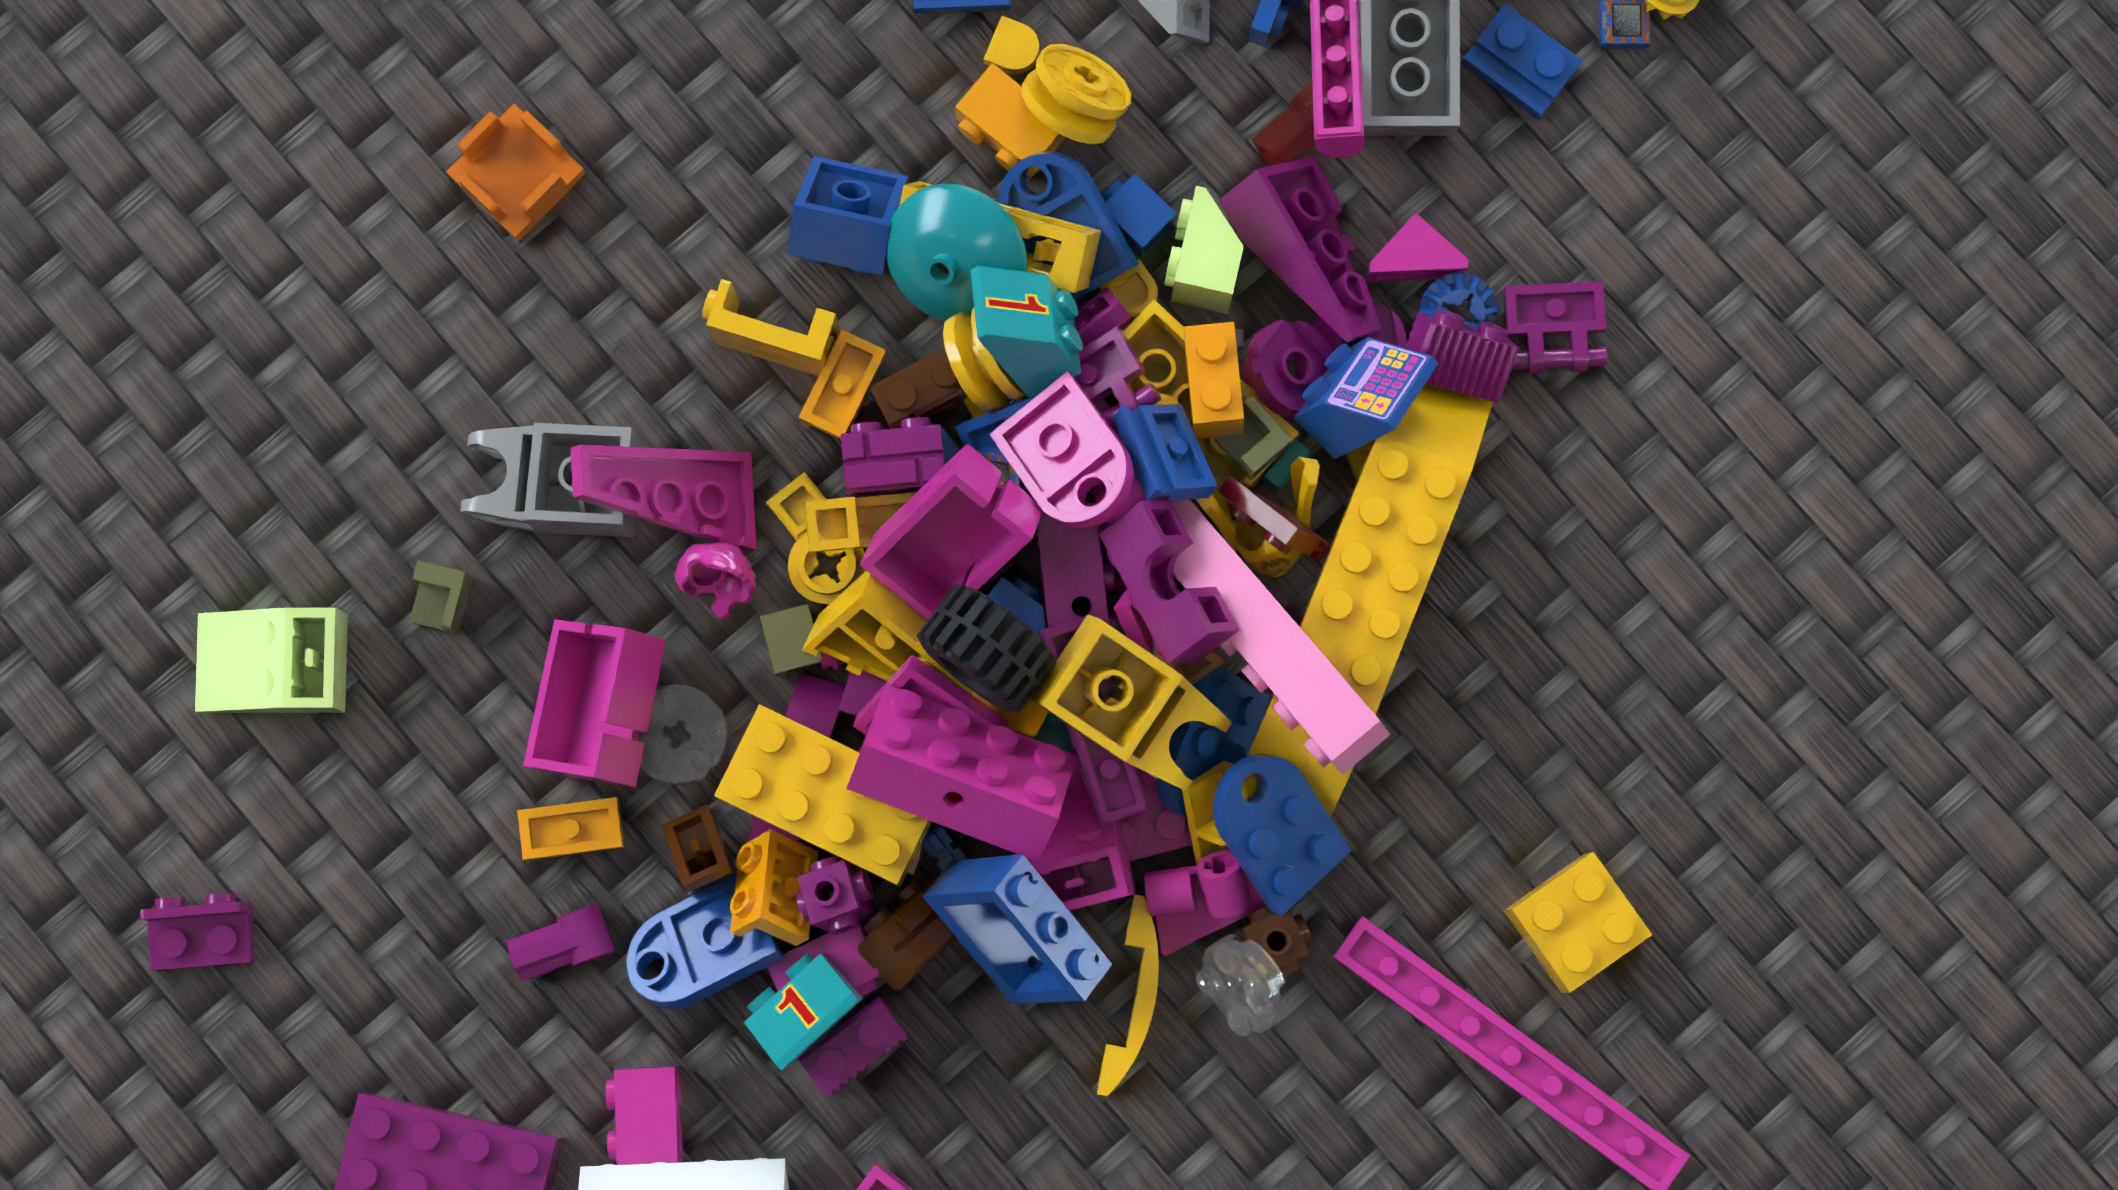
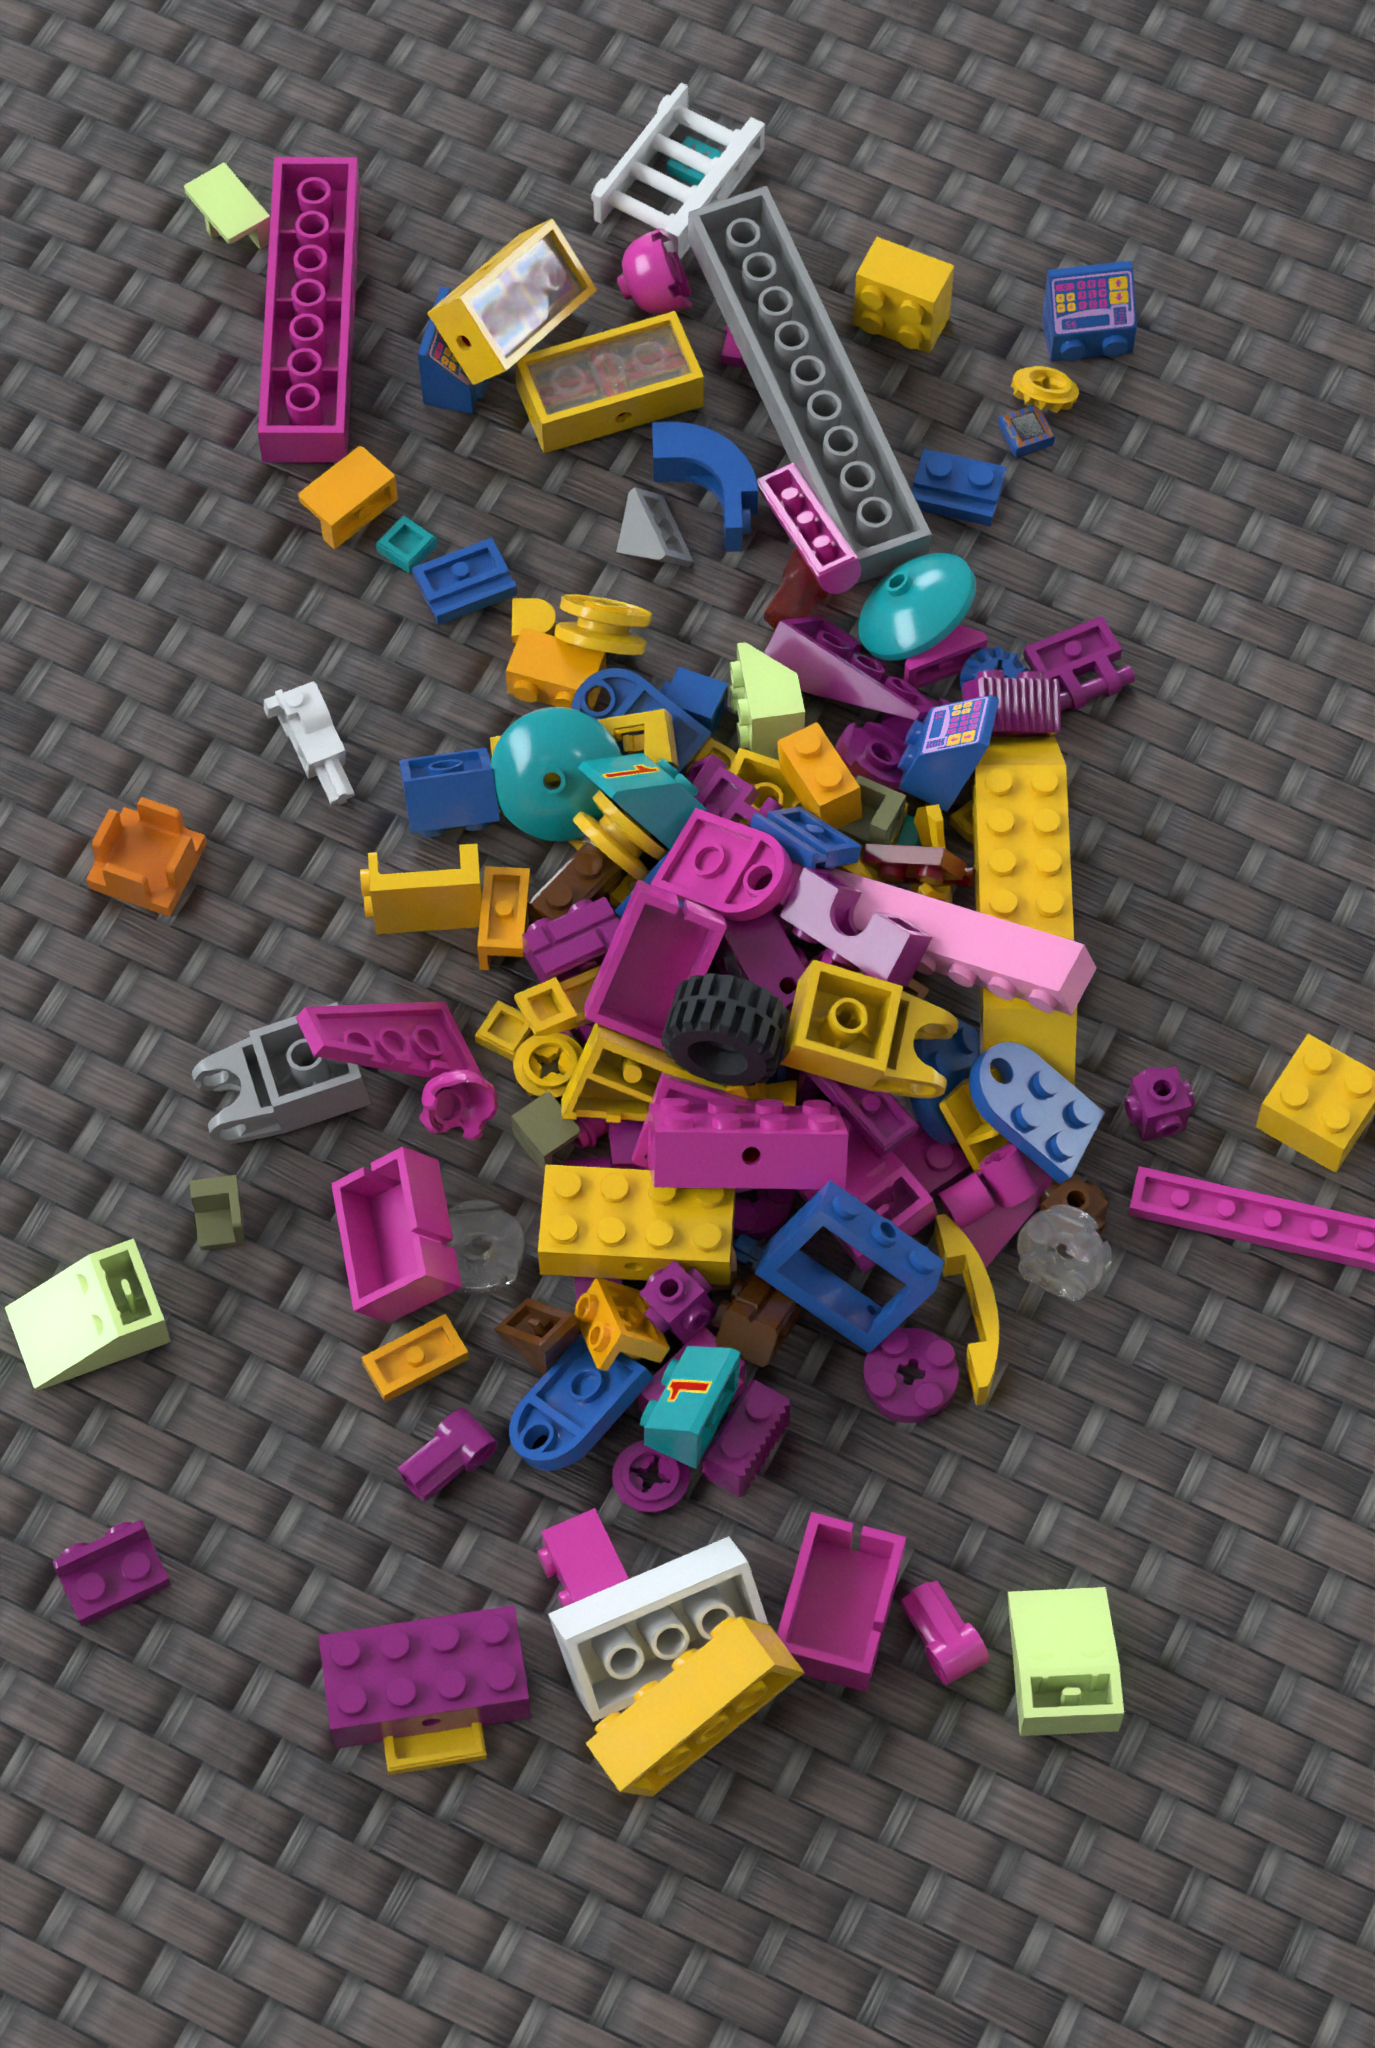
camera: 20 degrees left, 20 degrees down
(724, 1046) = (629, 1487): none -> magenta gear
(733, 105) = (313, 737): none -> white piece
(1048, 1068) = (926, 1396): none -> magenta plate
(1394, 860) = (1159, 1103): none -> magenta brick
(1411, 199) = (916, 606): none -> teal dish

